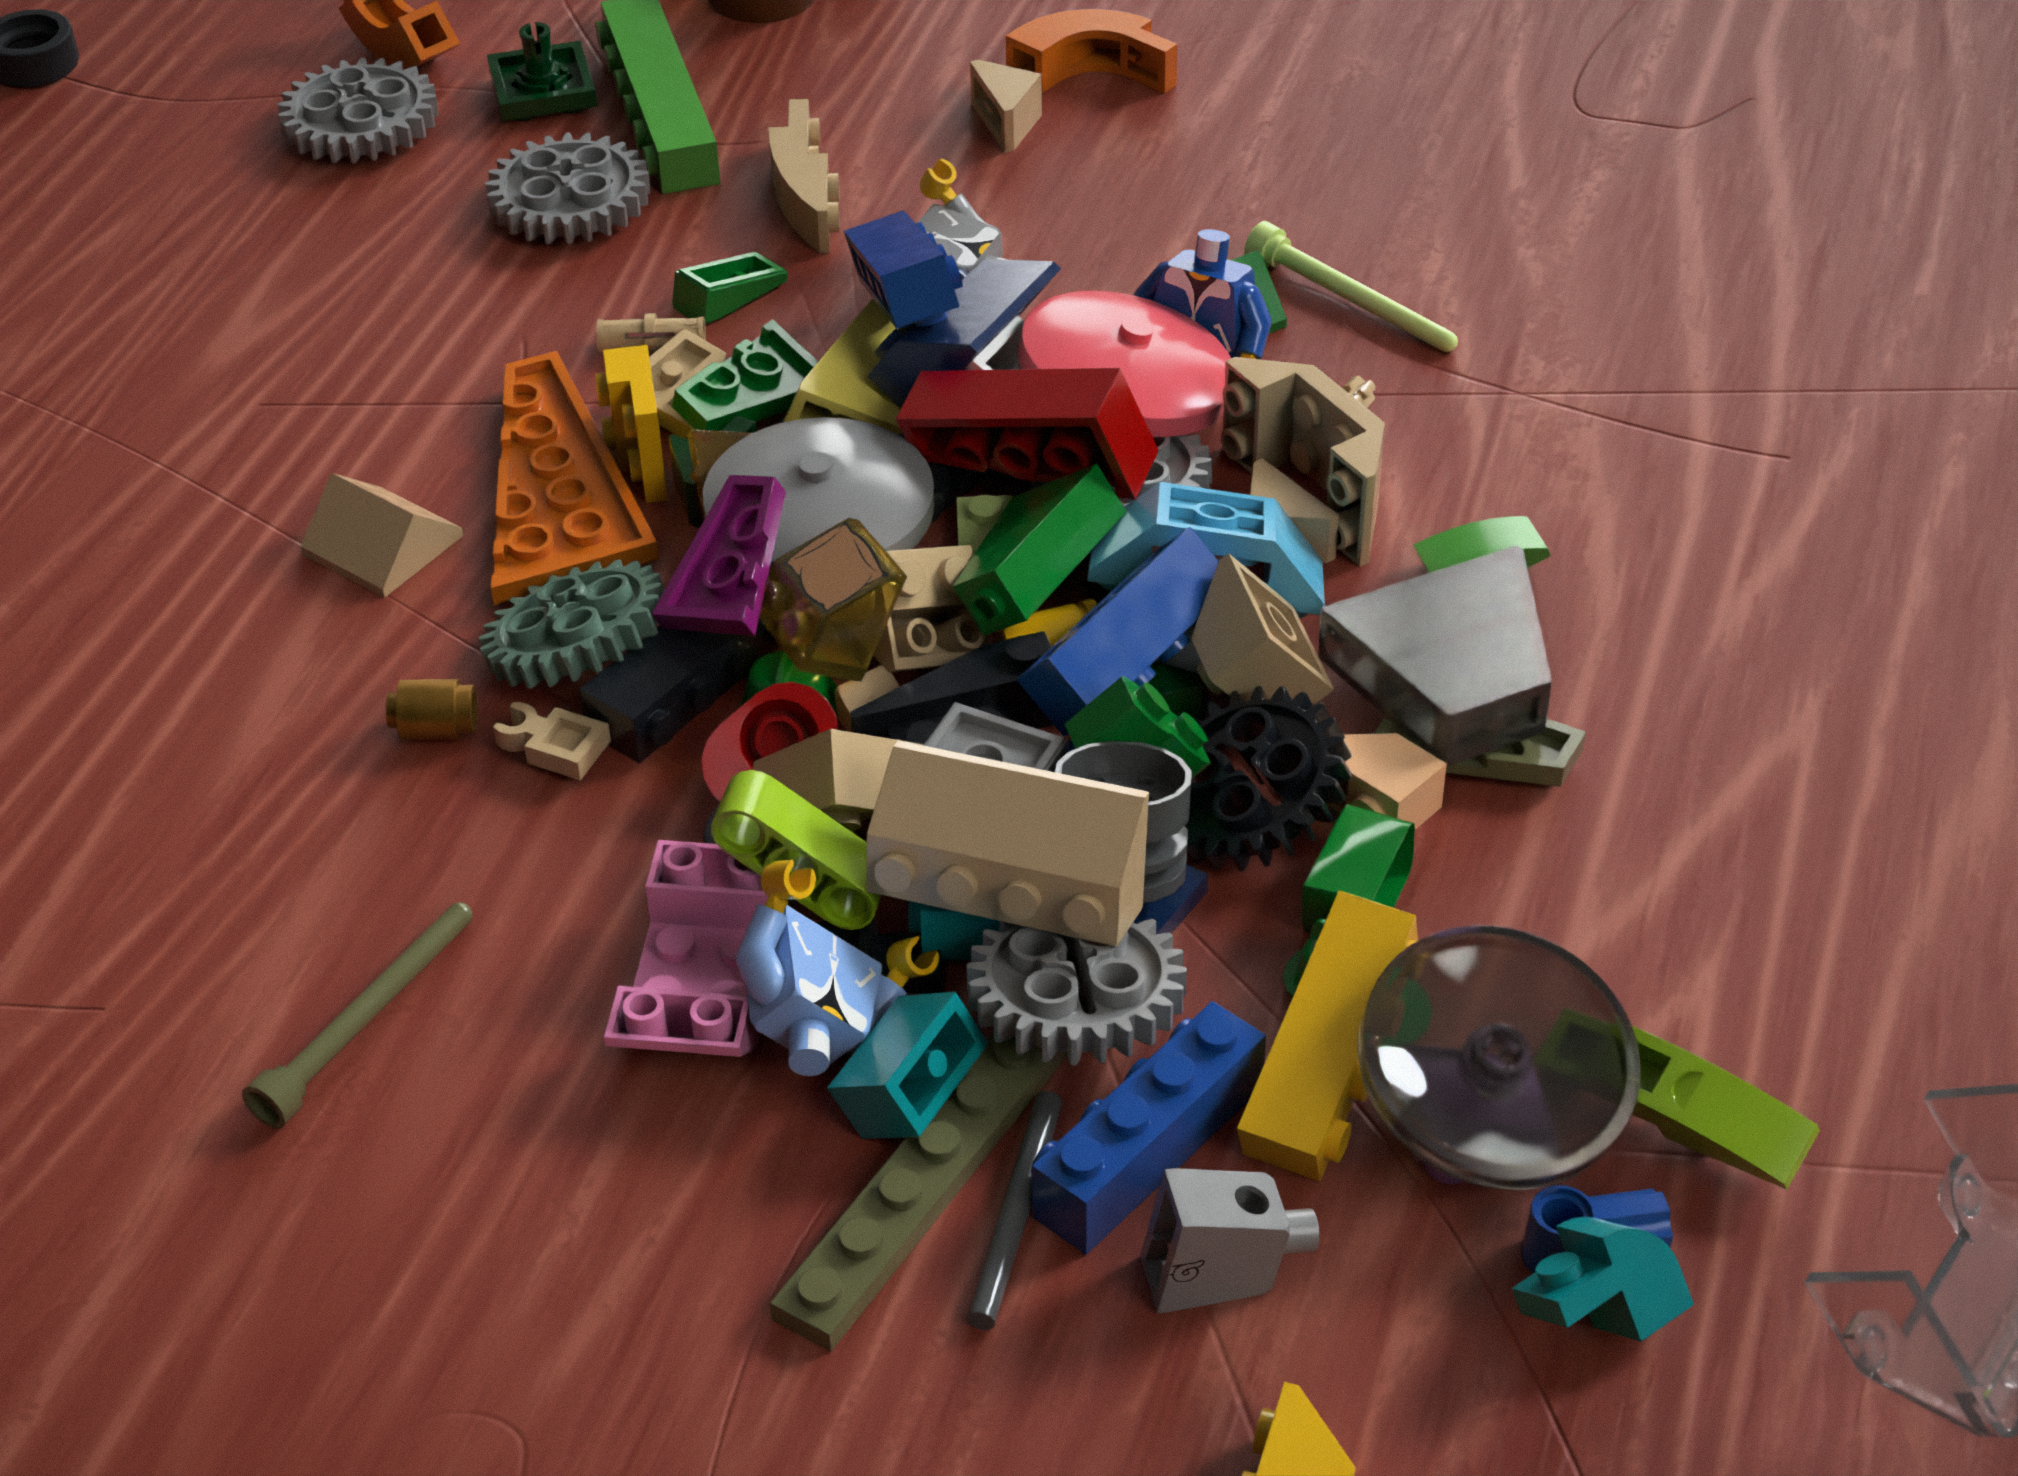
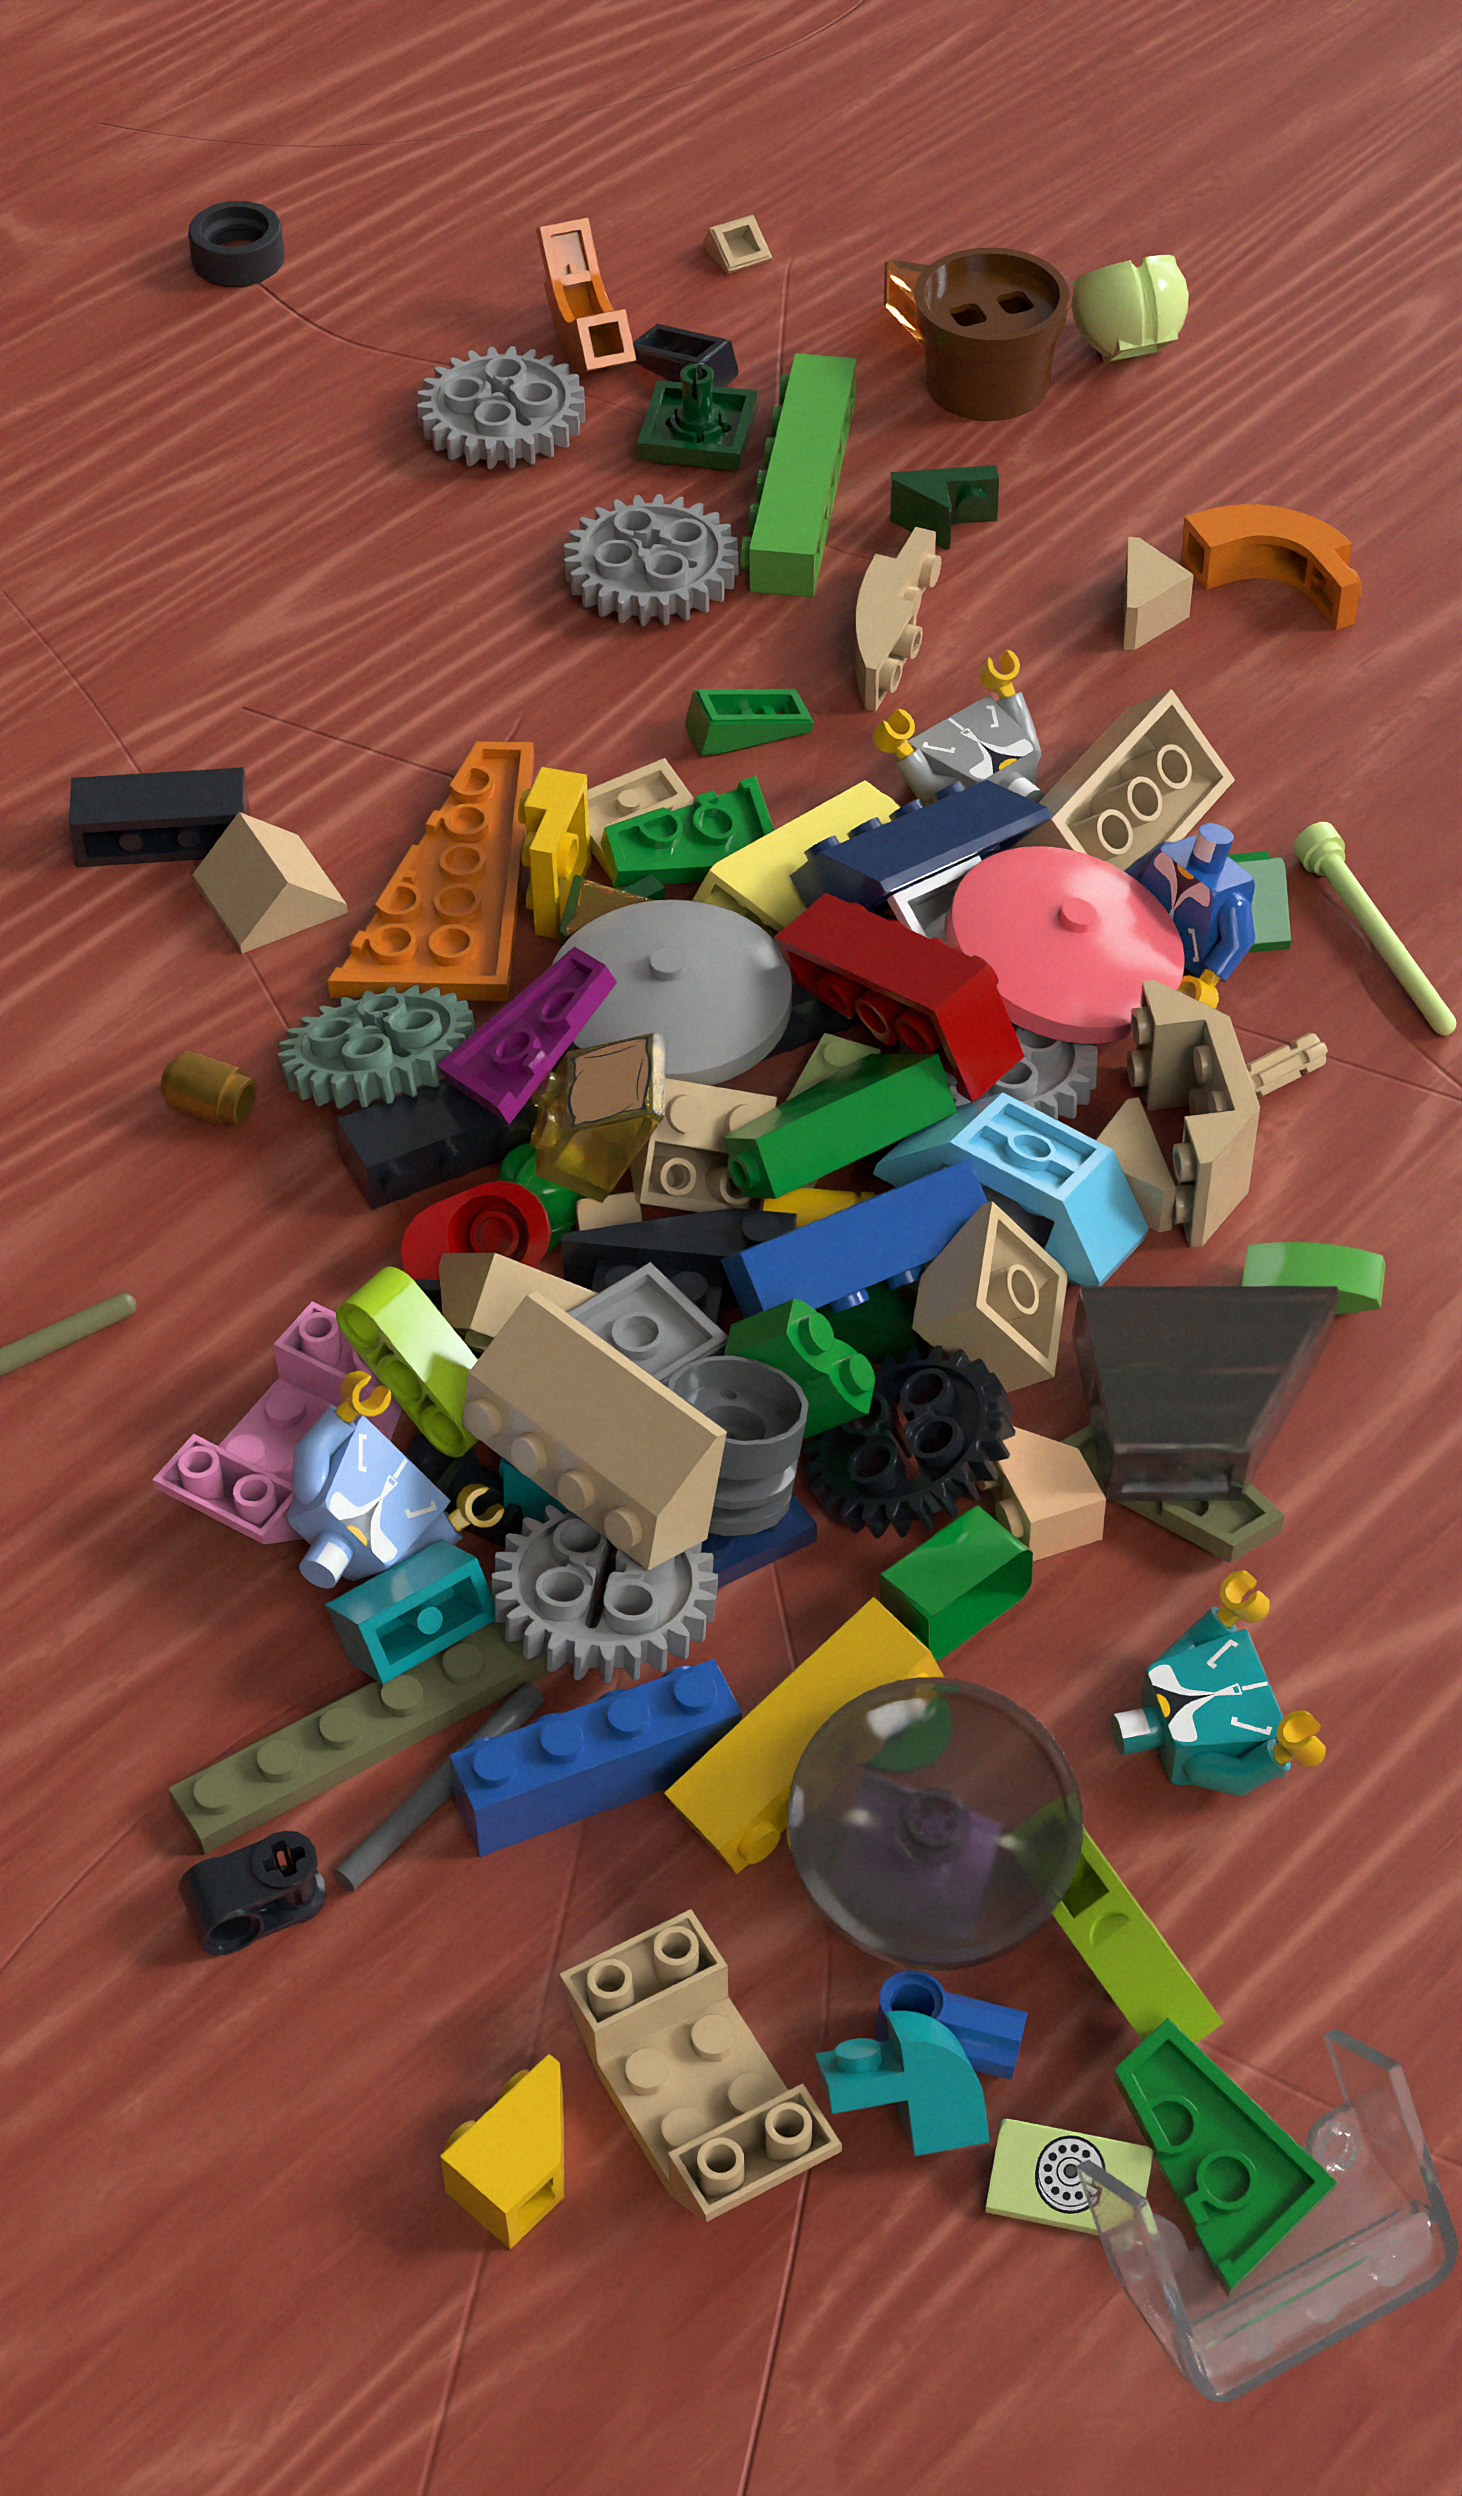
camera: 25 degrees right, 5 degrees up
(240, 506) = (153, 815): none -> black brick
(492, 31) = (684, 349): none -> black slope
(558, 743) = (304, 1164): tan plate -> none
(614, 333) = (637, 749): tan pin -> none
(787, 76) = (943, 498): none -> dark green slope
(904, 270) = (871, 772): blue brick -> none
(909, 1358) = (250, 1894): none -> black piece
(1093, 233) = (1135, 786): none -> tan slope
(1219, 1237) = (586, 1890): light grey torso -> none
(1409, 1362) = (692, 2070): none -> tan slope
(1637, 897) = (1214, 1706): none -> teal torso
(1761, 1312) = (1038, 2177): none -> yellowish green slope
(1882, 1225) = (1220, 2152): none -> green wing

